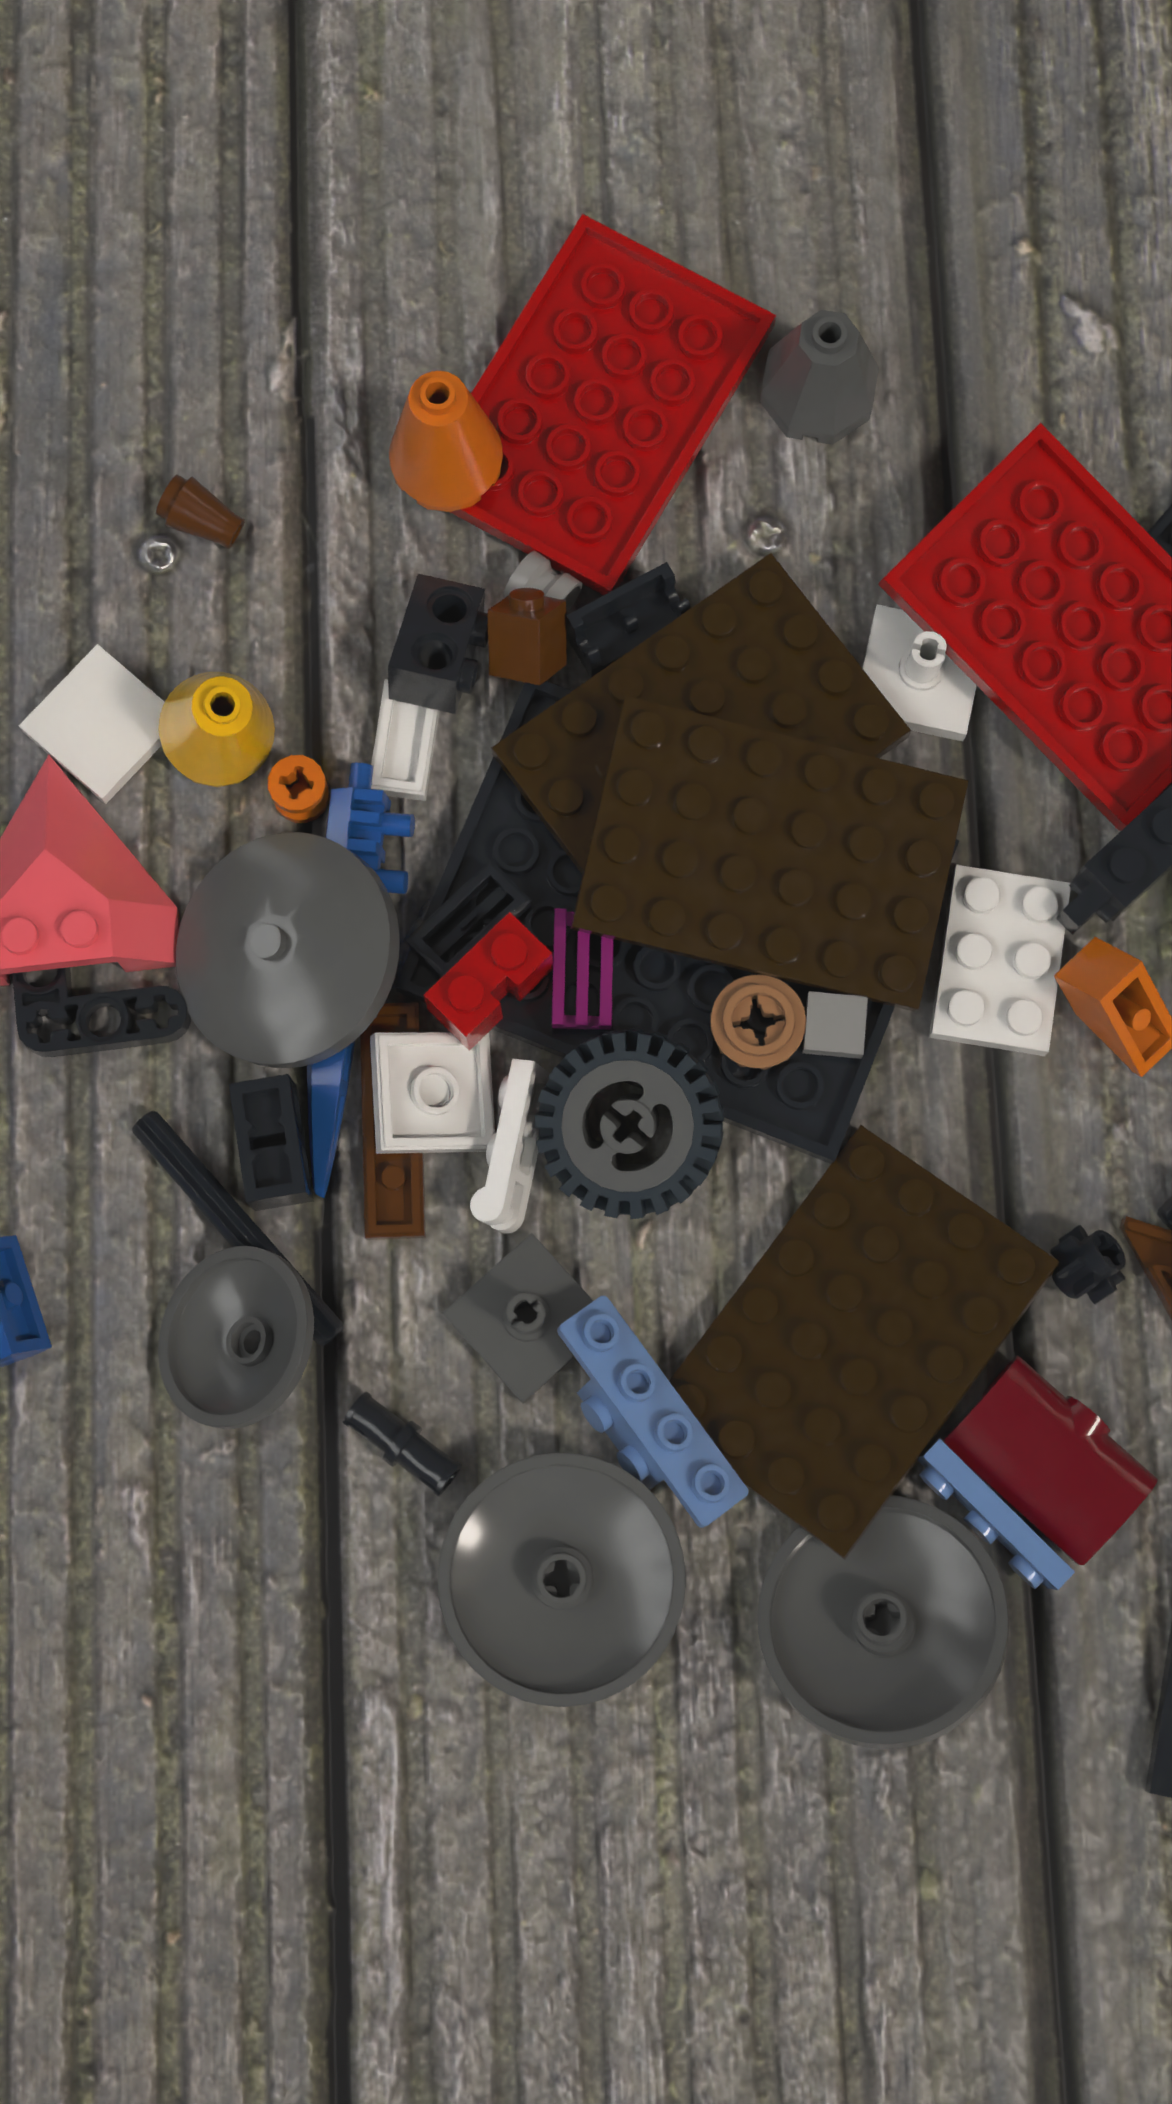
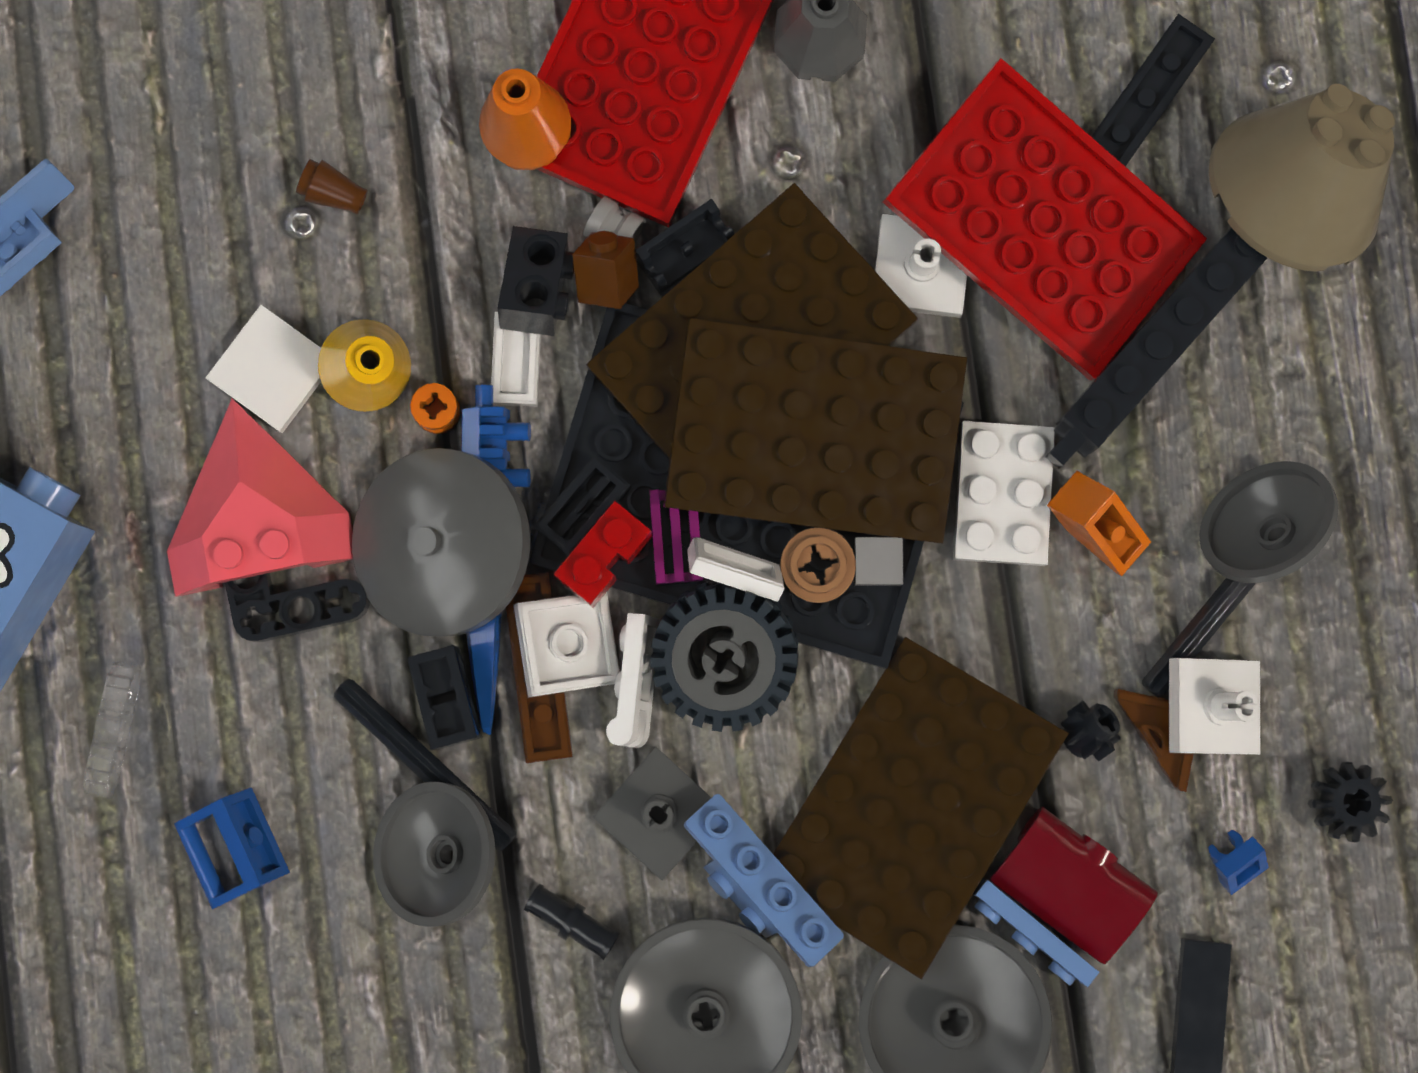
camera: 10 degrees left, 5 degrees up
(653, 1013) = (735, 569): none -> white tile

